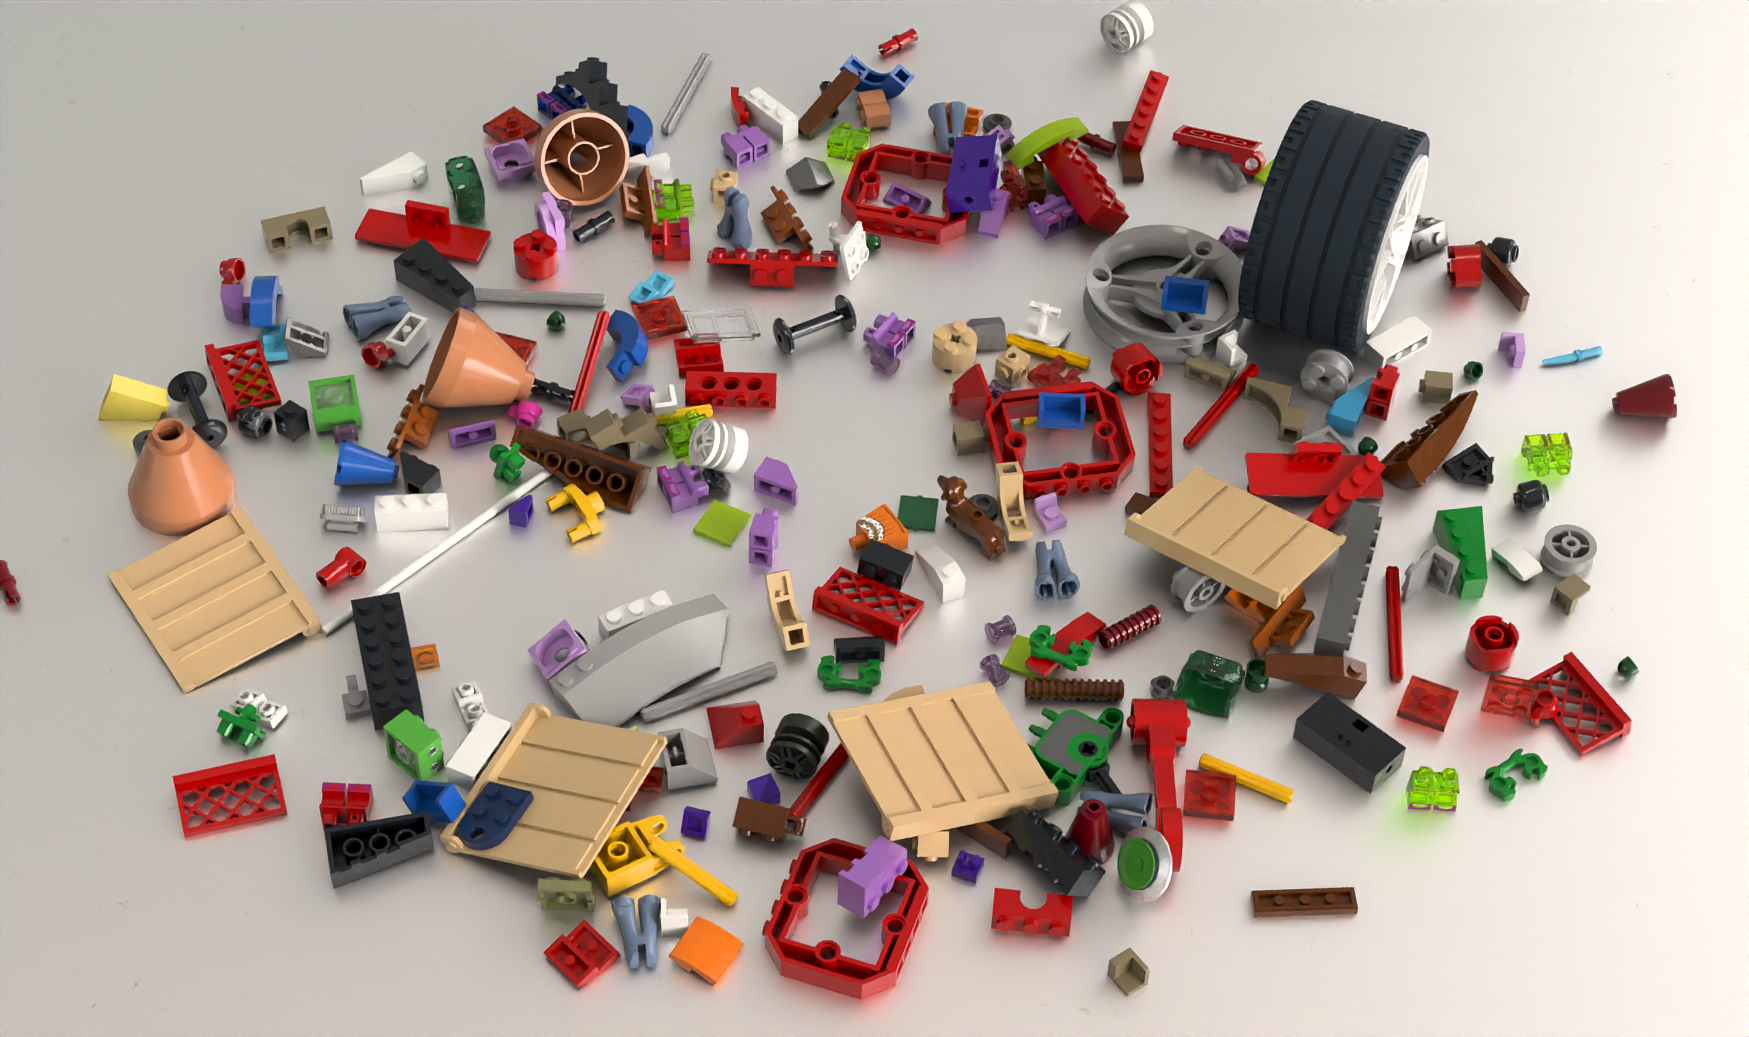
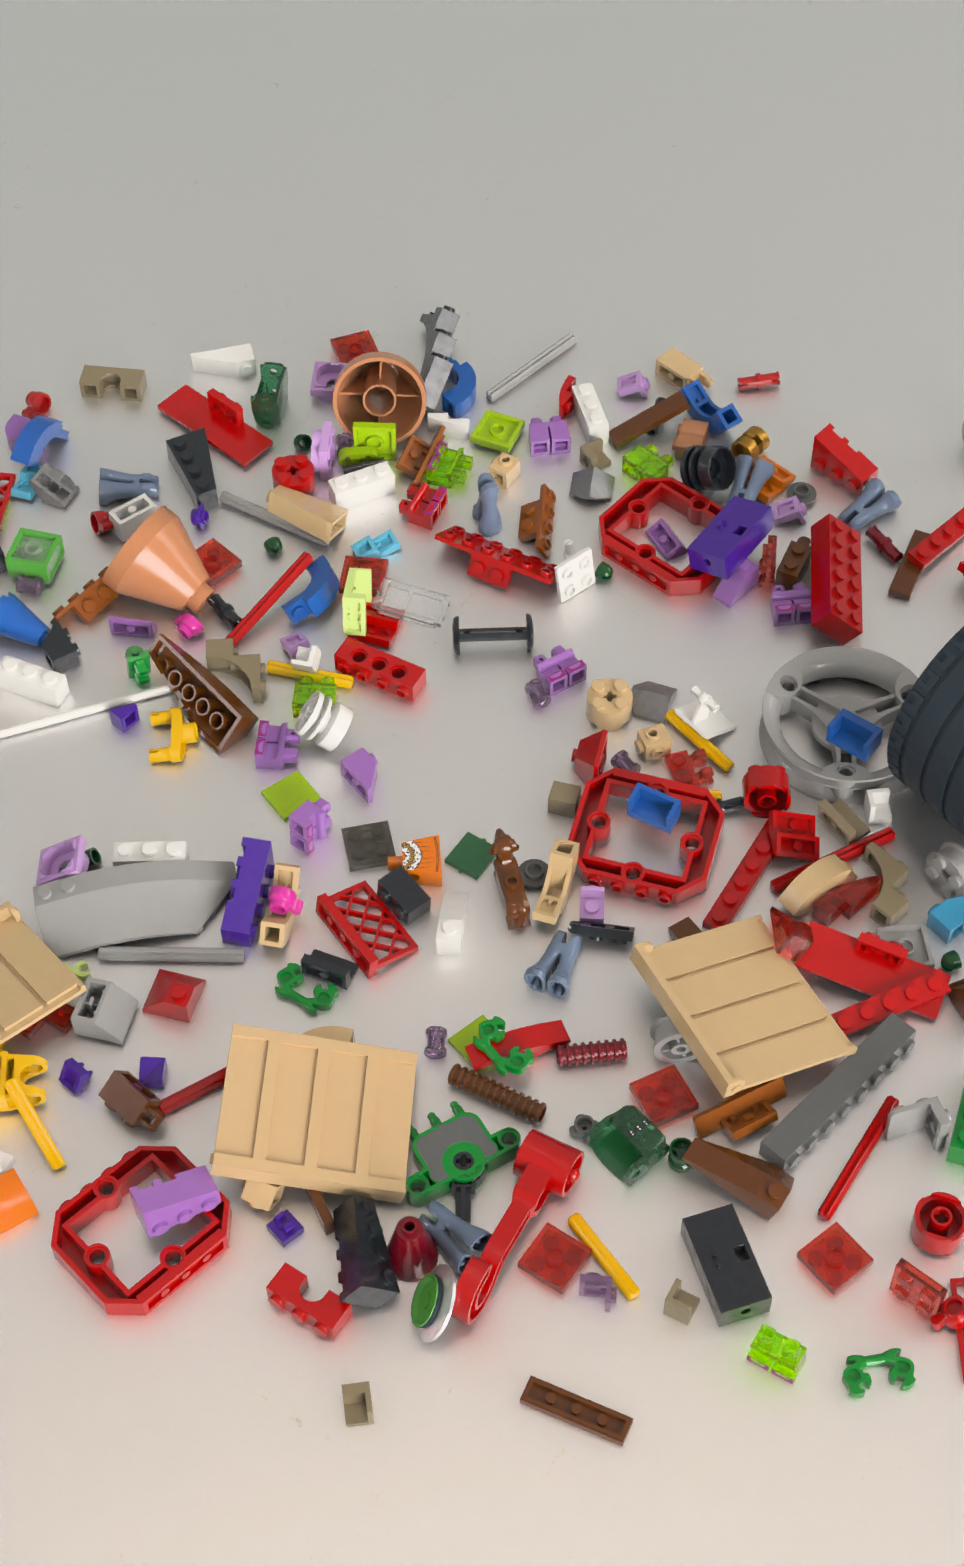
camera: 30 degrees right, 5 degrees up
(519, 223) = (305, 440): none -> dark green hinge
(559, 101) = (410, 342): clear blue hips -> none
(570, 279) = (307, 512): none -> tan slope
(579, 217) = (356, 454): none -> lime beam
(592, 198) = (378, 435): none -> lime plate
(604, 242) = (362, 485): none -> white brick
(638, 426) = (267, 675): dark tan arch -> none
(682, 339) = (355, 601): none -> yellowish green panel
(695, 156) = (497, 431): none -> lime plate
(716, 480) = (309, 752): black piece -> none
(747, 612) = (248, 893): none -> dark purple wedge
(789, 78) = (633, 383): none -> lavender bracket
(789, 604) = (284, 900): none -> dark pink piece
(793, 151) = (593, 455): none -> dark tan panel
(797, 746) = (202, 1042): pearl dark grey wheel -> none
(821, 538) = (368, 845): none -> clear smoke plate
(824, 54) = (680, 370): none -> tan hinge
(910, 124) = (708, 467): none -> black wheel
(928, 93) = (751, 443): none -> pearl gold wheel
(1000, 629) = (468, 1003): clear purple bush -> none
(1017, 86) = (840, 462): none -> red wedge
(1043, 138) = (820, 524): lime slope -> none
(1059, 101) = (870, 505): none -> sand blue piece
(1070, 531) = (599, 931): none -> black hinge
(1179, 396) = (793, 835): none -> red slope
(1211, 635) = (664, 1096): none -> clear red plate
(1224, 426) = (814, 882): none -> tan arch
(1236, 469) = (790, 935): none -> clear red slope
(1254, 431) = (846, 900): none -> clear red slope
(1261, 800) = (595, 1285): none -> clear purple bracket
(1332, 788) = (680, 1303): none -> dark tan panel

